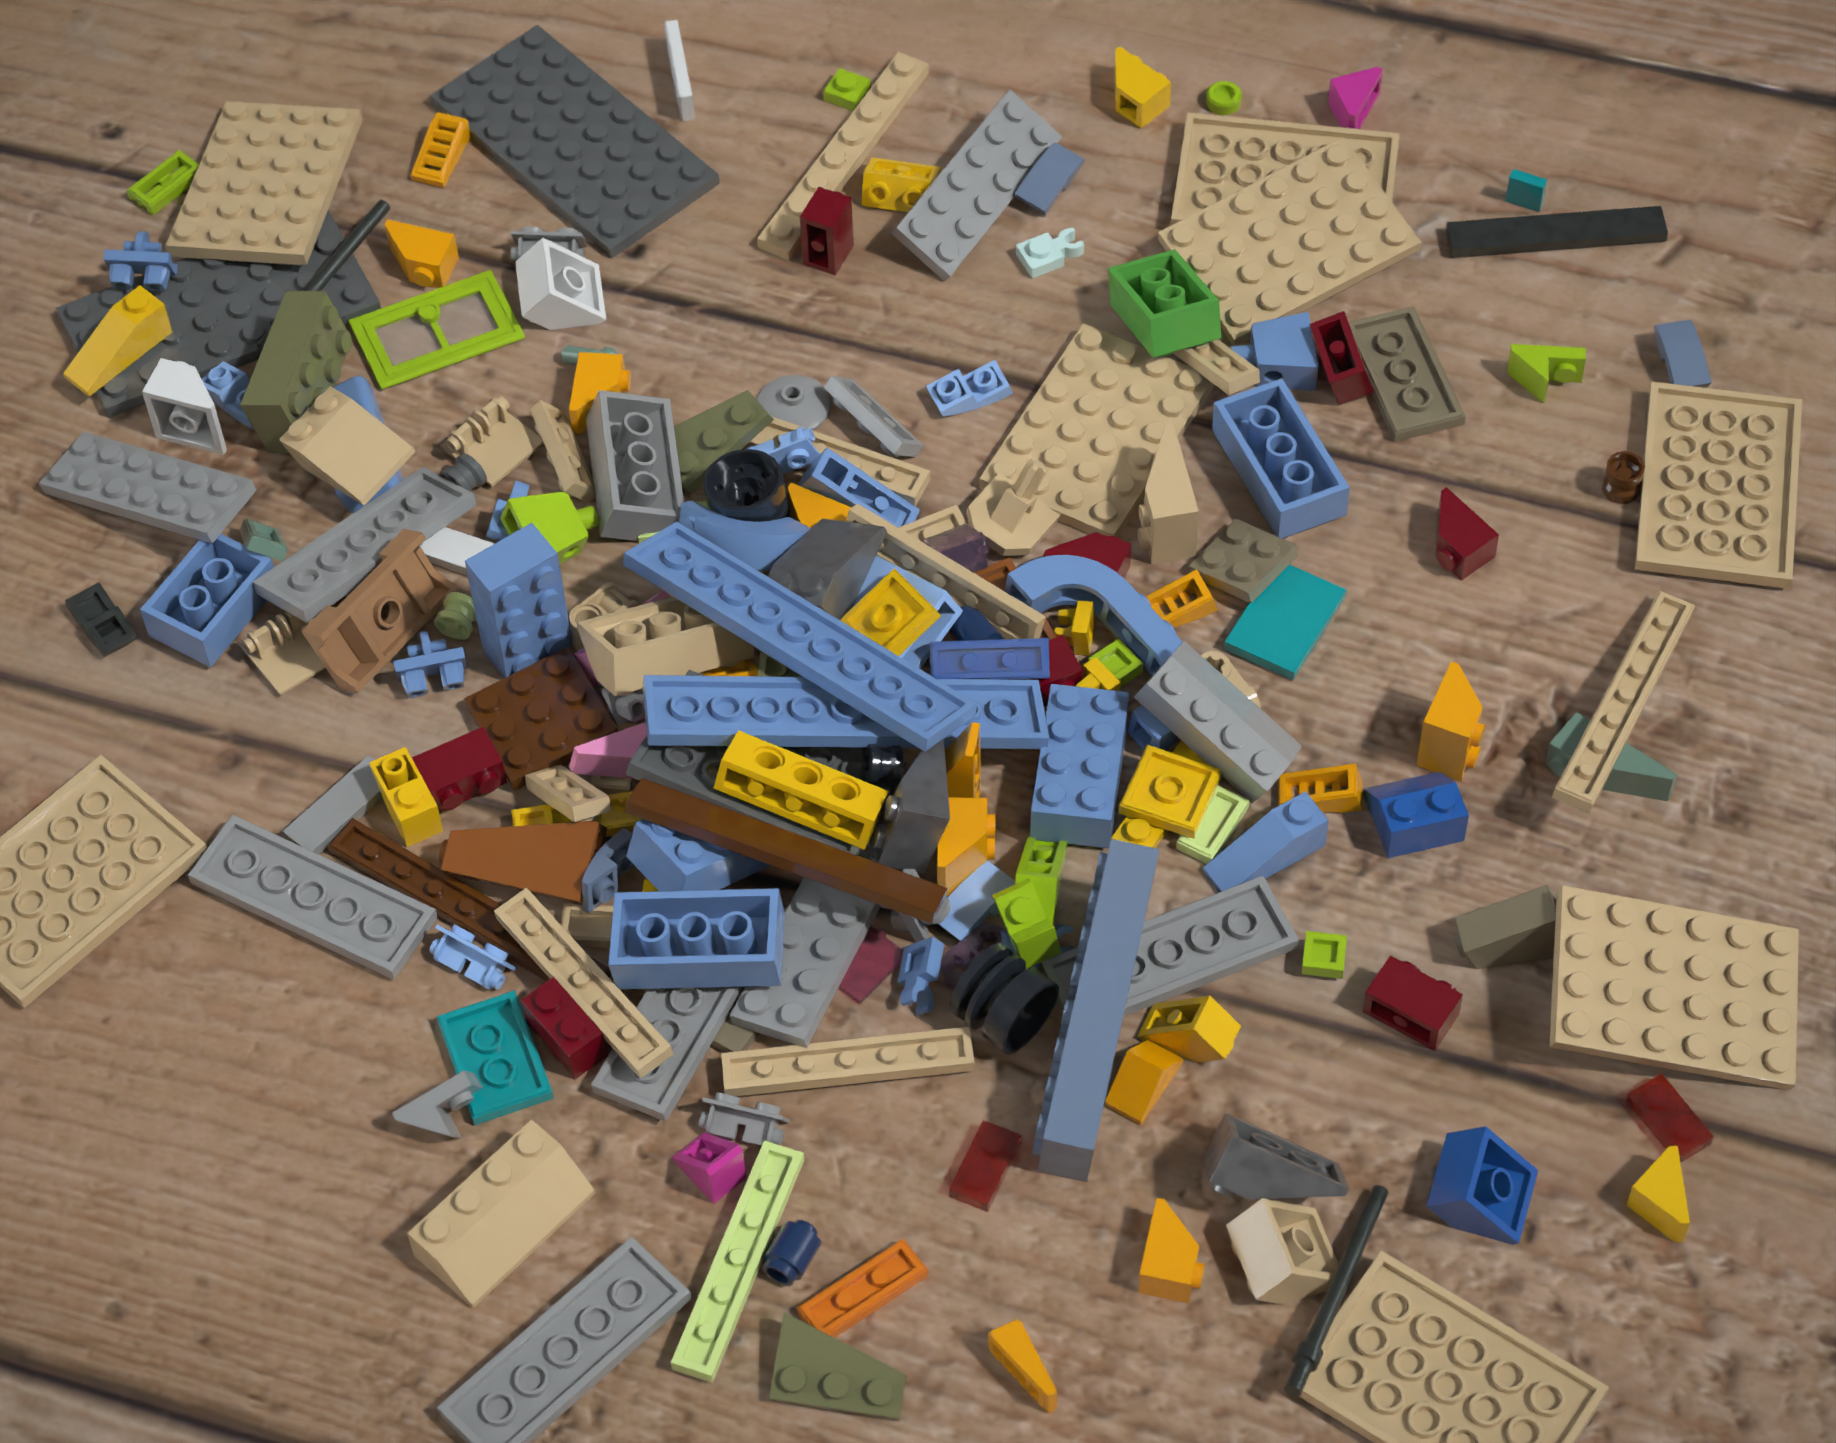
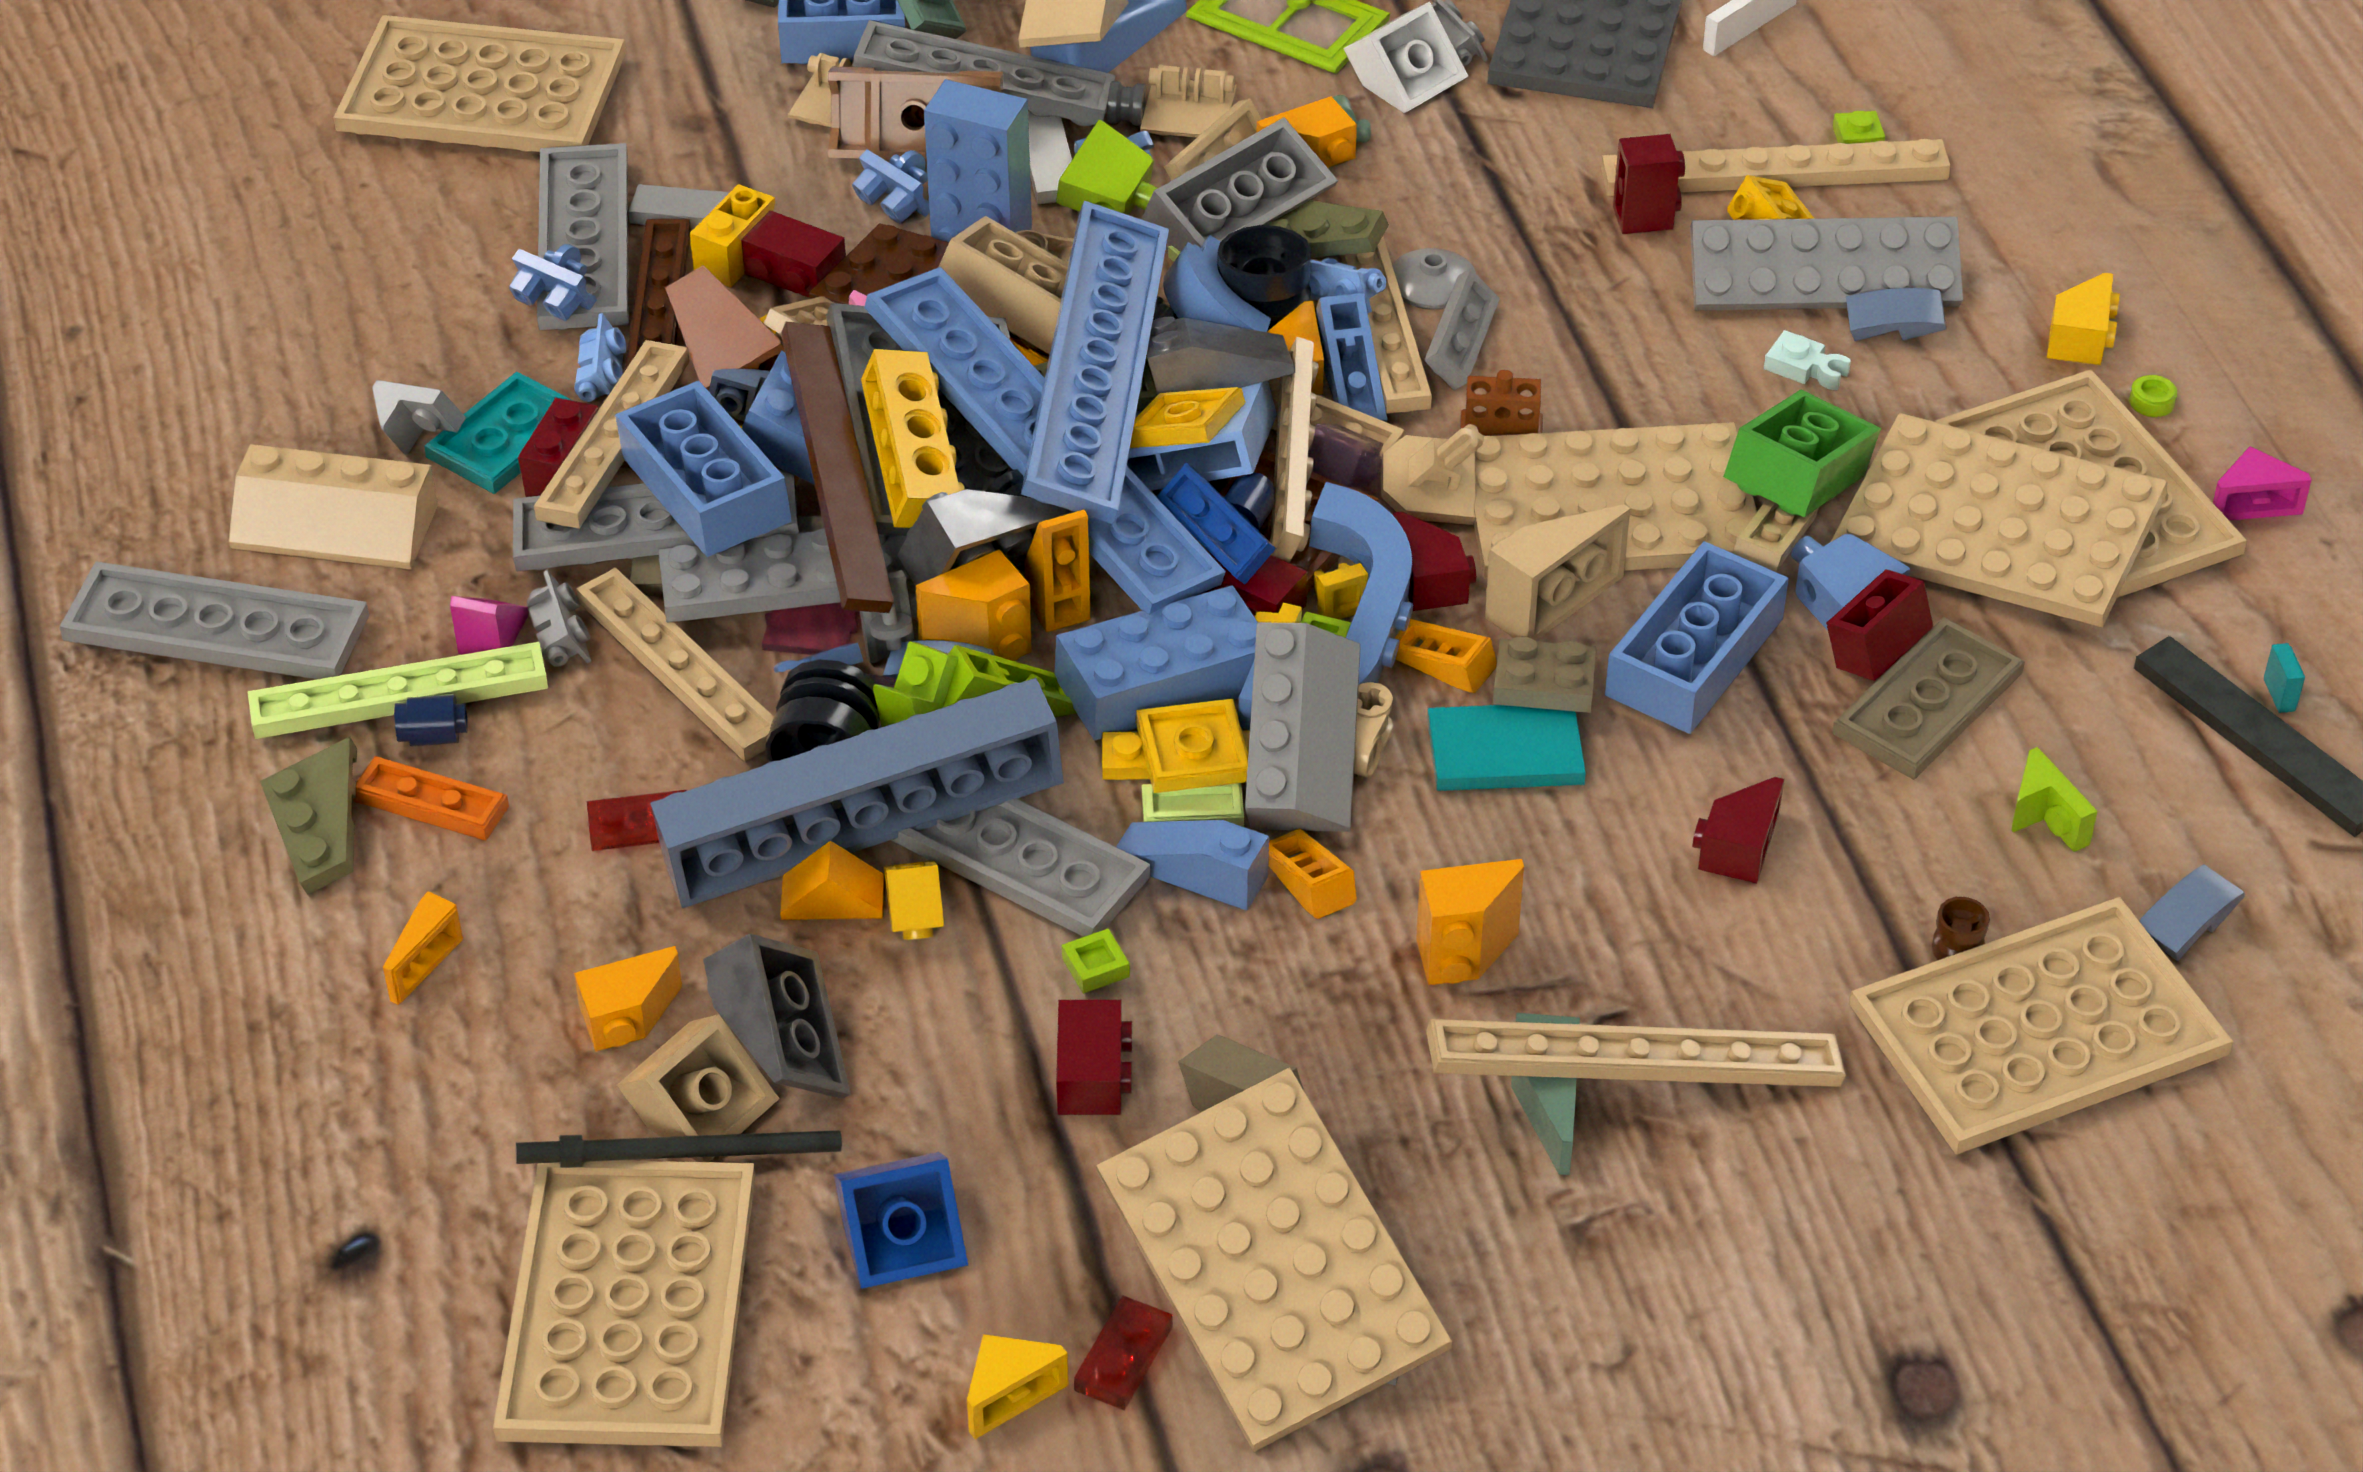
camera: 55 degrees right, 10 degrees down
(361, 947) = (557, 274): none -> medium blue hips
(965, 393) = (1568, 386): light blue slope -> none
(975, 439) = (1503, 405): none -> dark orange piece
(1417, 813) = (1339, 956): blue slope -> none

